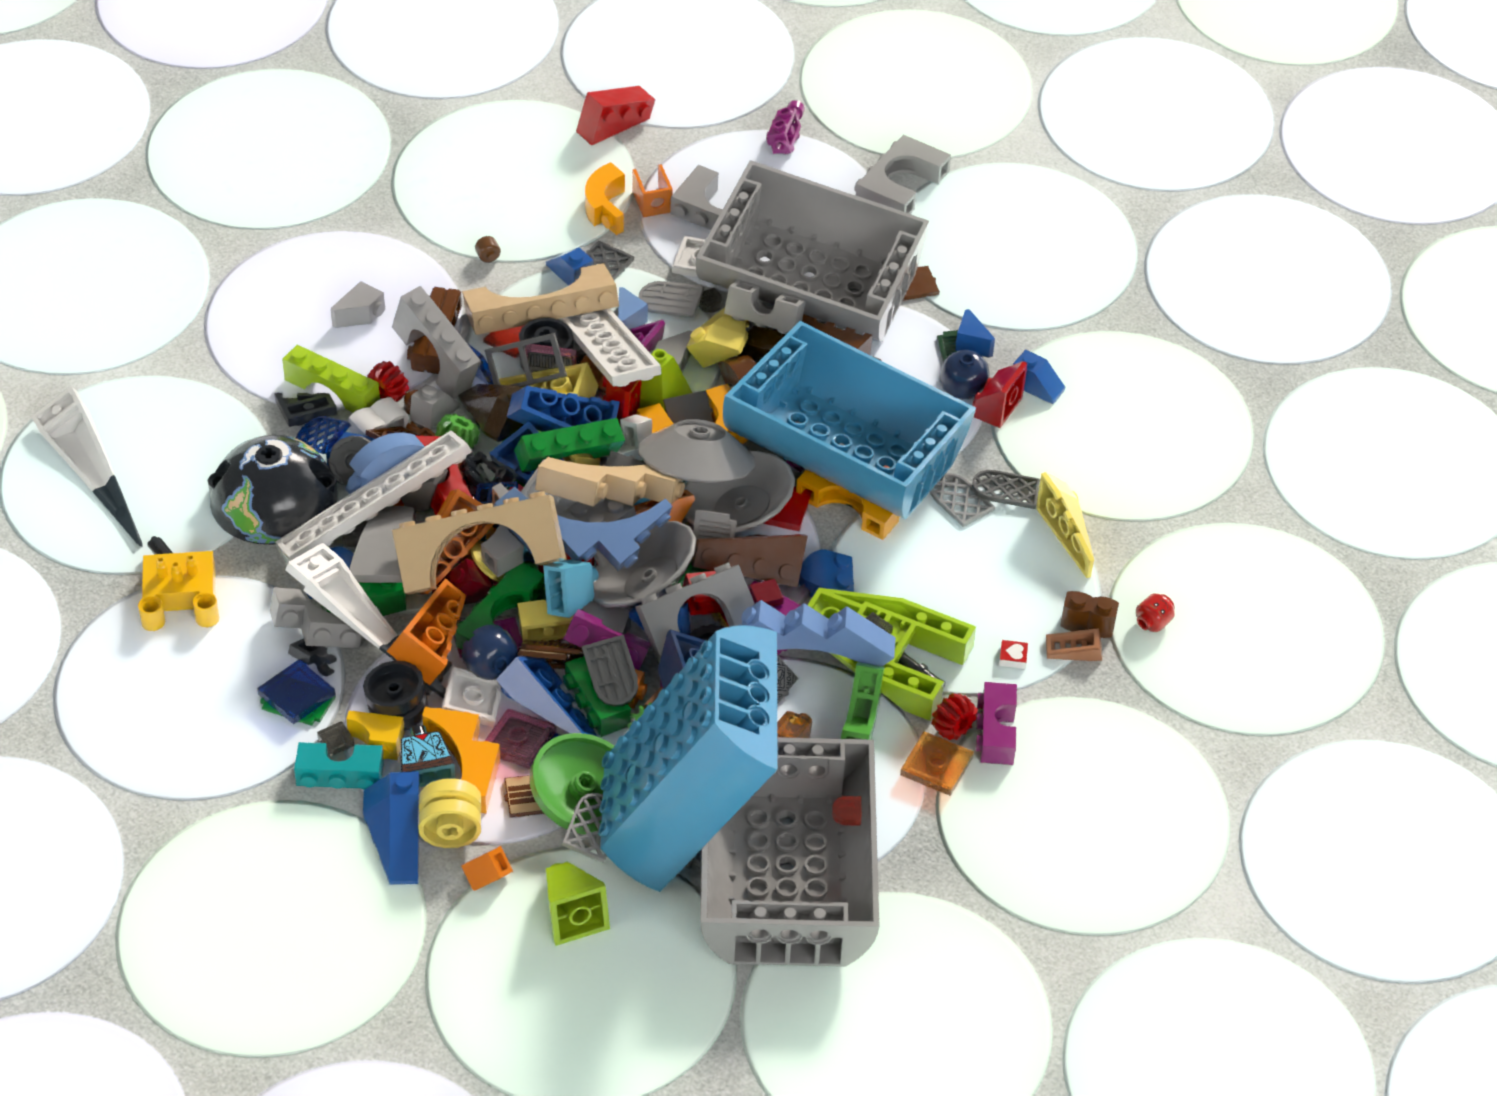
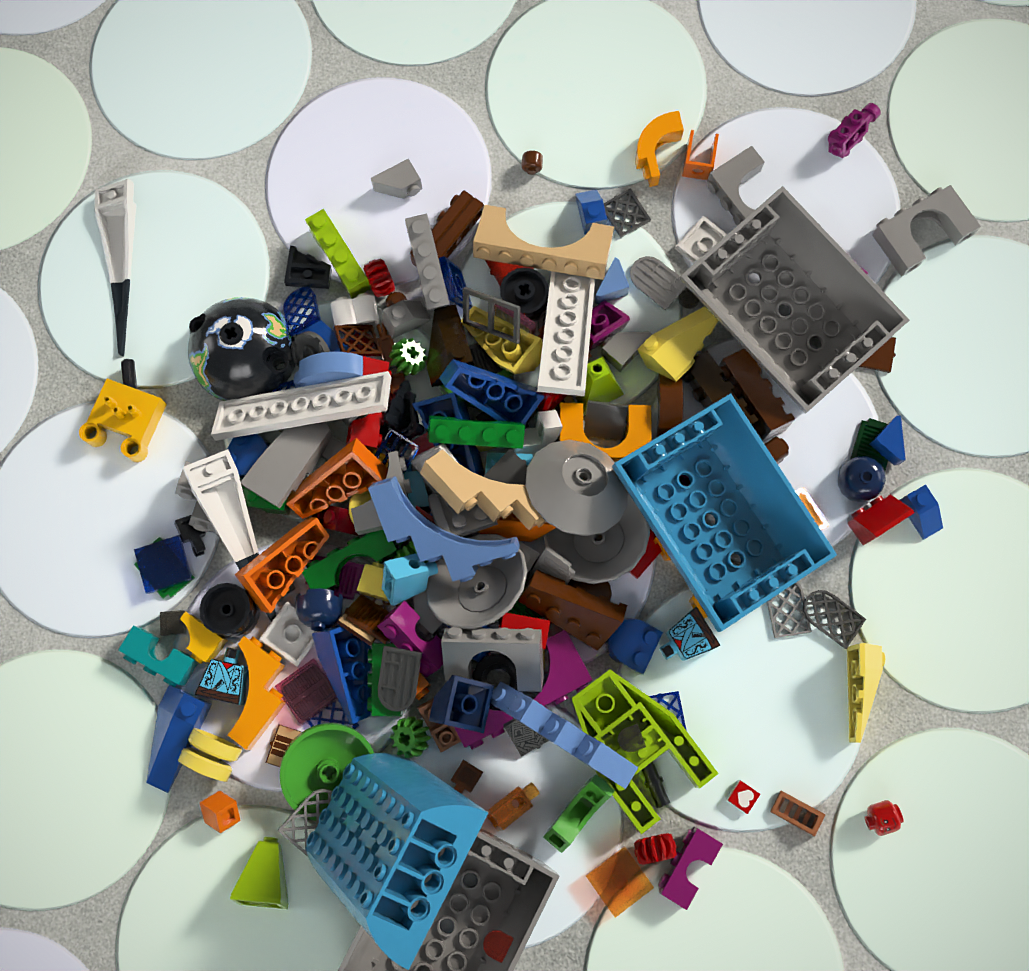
camera: 30 degrees right, 30 degrees up
(421, 544) = (385, 521): tan arch -> none
(613, 112) = (712, 50): red wedge -> none
(744, 304) = (705, 337): light grey arch -> none
(768, 592) = (565, 652): dark red tile -> none
(882, 548) = (689, 637): none -> torso
(1088, 612) = (830, 797): reddish brown brick -> none

